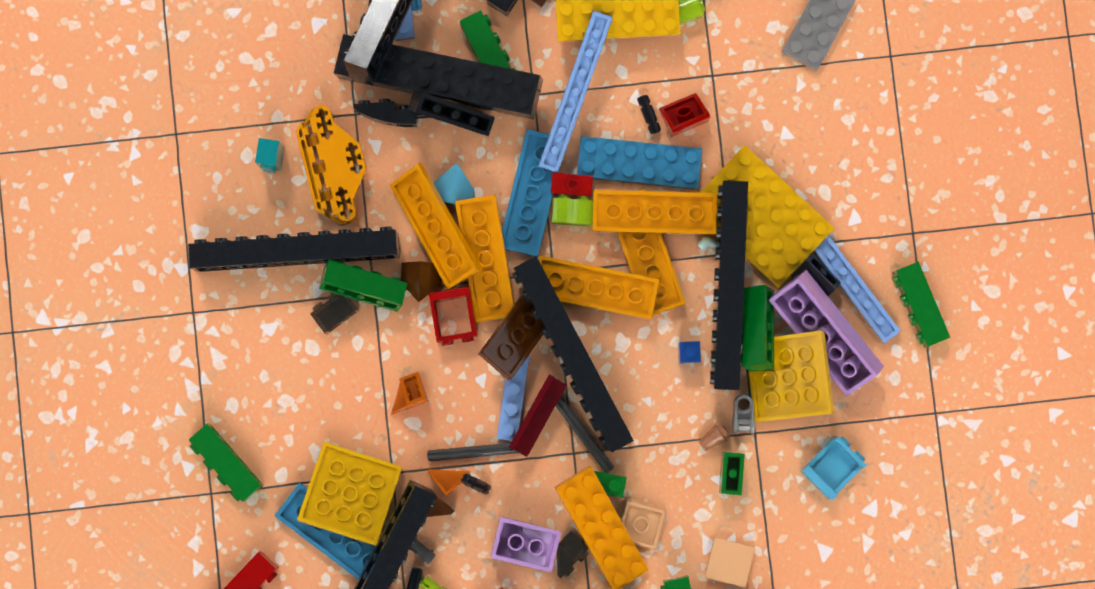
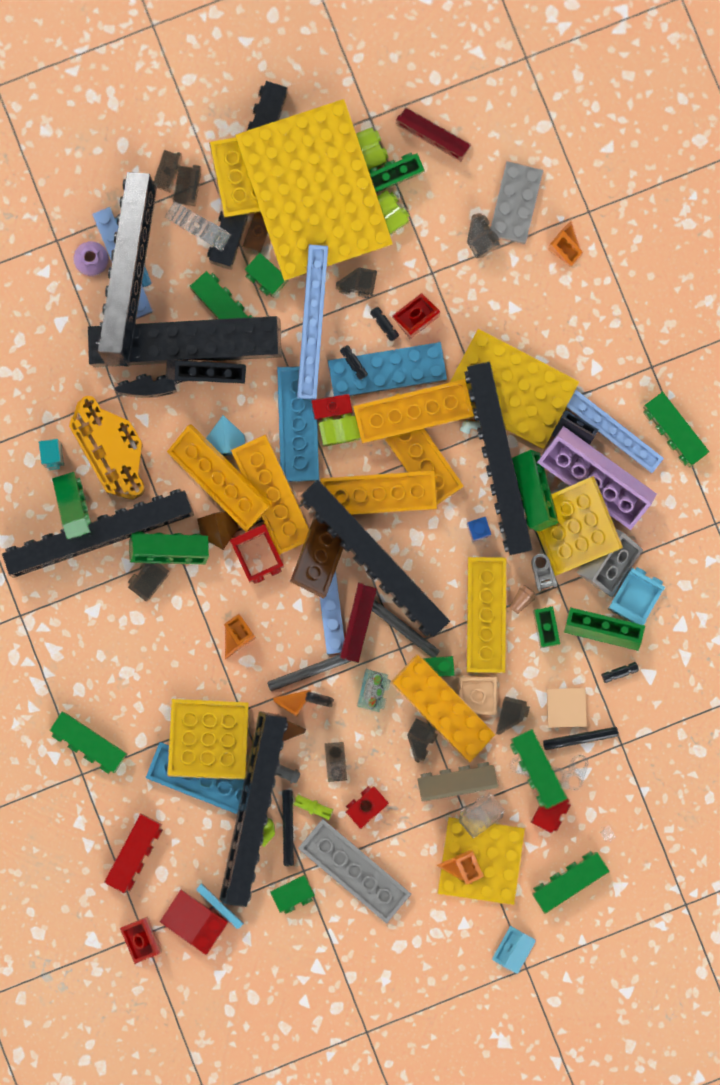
camera: 15 degrees left, 0 degrees up
(274, 213) = (71, 505): none -> green brick
(475, 553) = (335, 761): none -> clear smoke slope
(525, 544) = (378, 741): lavender slope -> none
(533, 490) = (373, 690): none -> slope
(540, 31) = (265, 275): none -> green brick
(606, 145) = (354, 363): none -> black axle
(634, 63) = (358, 281): none -> clear smoke slope
(670, 553) = (511, 713): none -> clear smoke slope
(672, 443) = (486, 615): none -> yellow plate
(772, 52) = (481, 237): none -> clear smoke slope
(791, 491) = (604, 629): none -> green brick
(795, 540) = (620, 672): none -> black axle
(813, 432) = (610, 570): none -> light grey slope
(858, 84) = (566, 245): none -> orange slope

